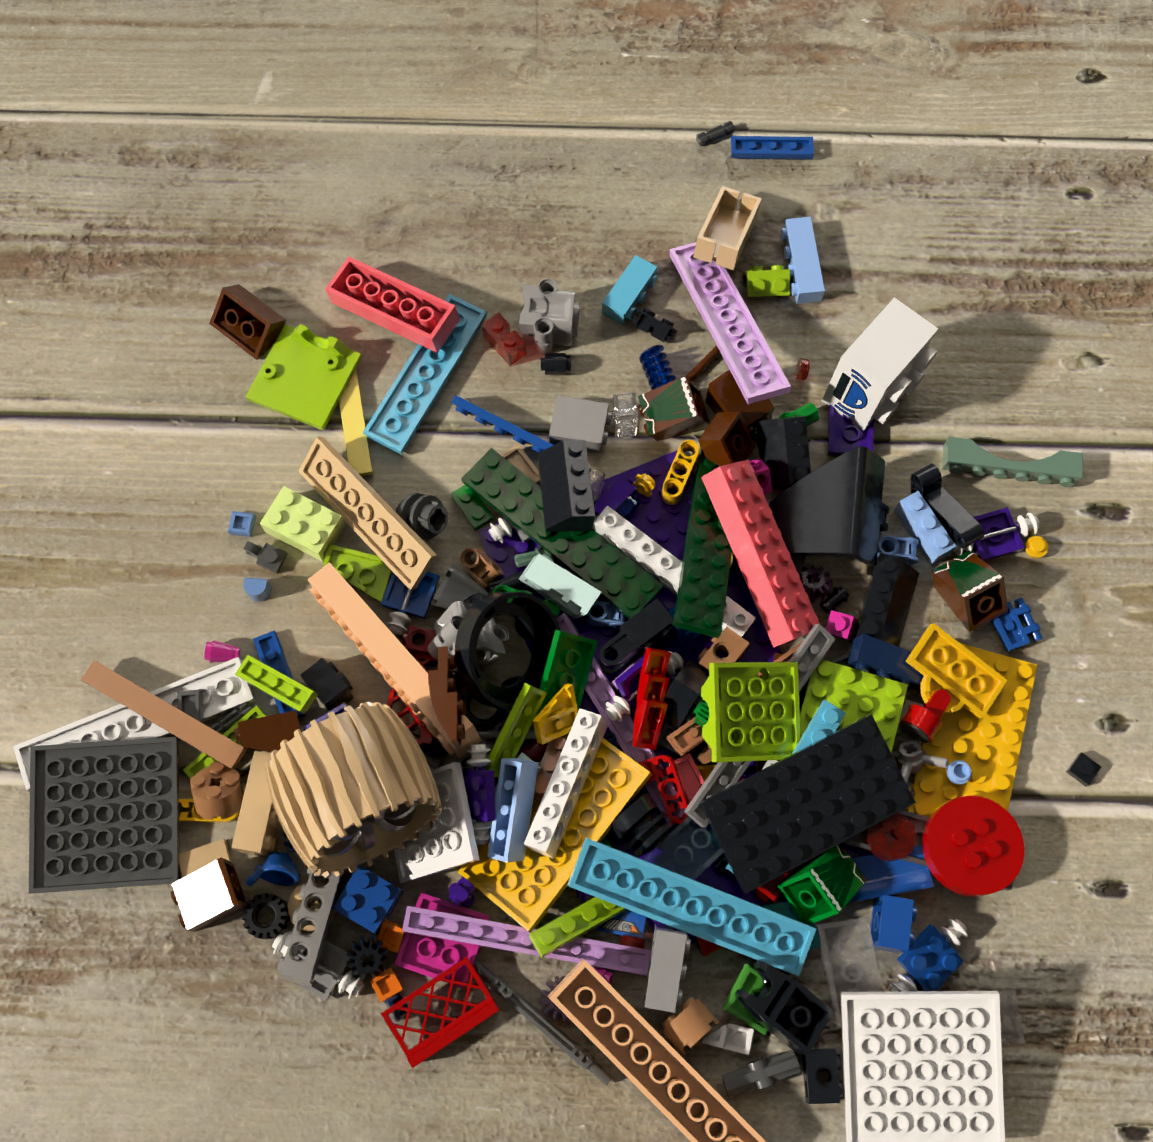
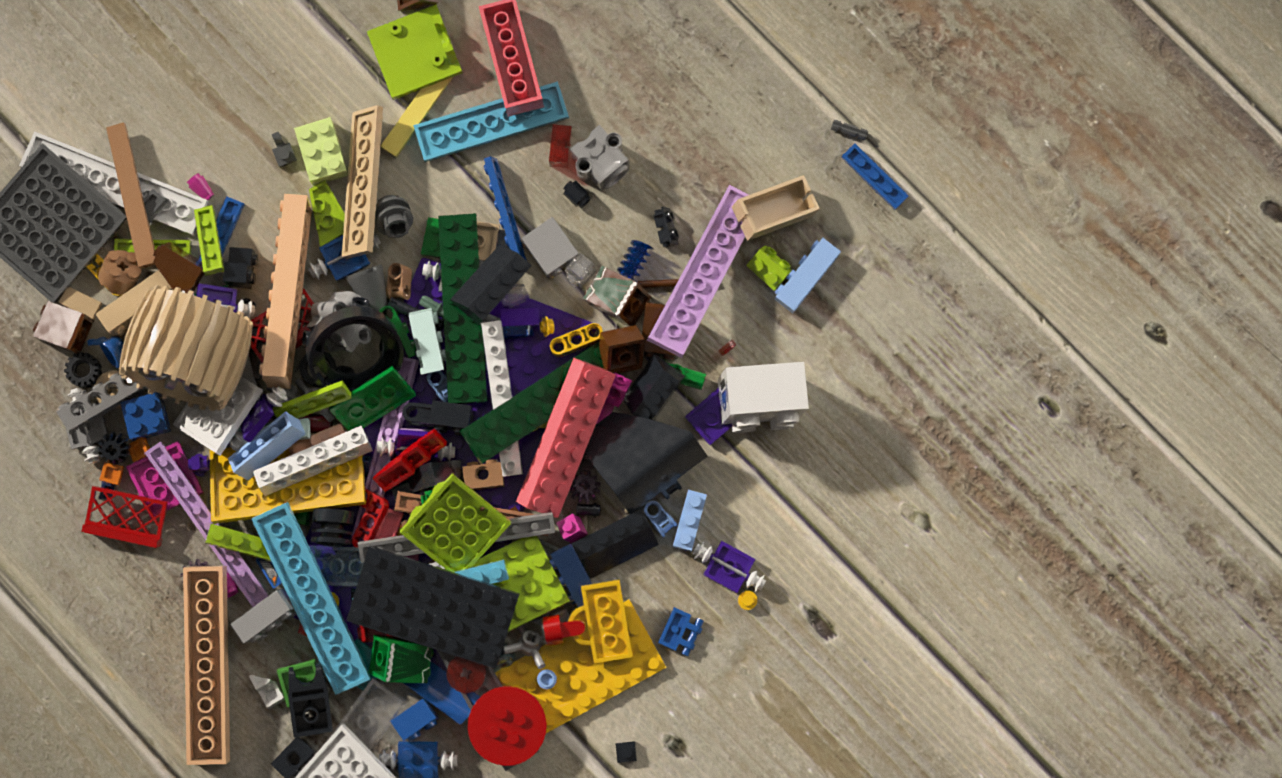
camera: 50 degrees right, 10 degrees up
(230, 719) = (169, 234): dark grey axle -> none
(241, 524) = (287, 115): medium blue tile -> none
(257, 589) = (256, 167): medium blue brick -> none
(414, 633) = (315, 285): dark red brick -> none
(444, 697) = (279, 351): reddish brown slope -> none
(544, 1024) = (175, 578): dark grey axle -> none
(557, 716) = (345, 417): yellow wing -> none
(630, 290) = (674, 188): medium azure brick -> none
(632, 941) = (264, 583): clear red tile -> none
(689, 1026) = (249, 659): medium nougat brick -> none
(761, 1073) = (263, 723): dark grey piece -> none
(950, 513) = (712, 521): black beam -> none
(966, 456) = (766, 502): sand green arch -> none
(971, 590) = (673, 584): reddish brown slope -> none

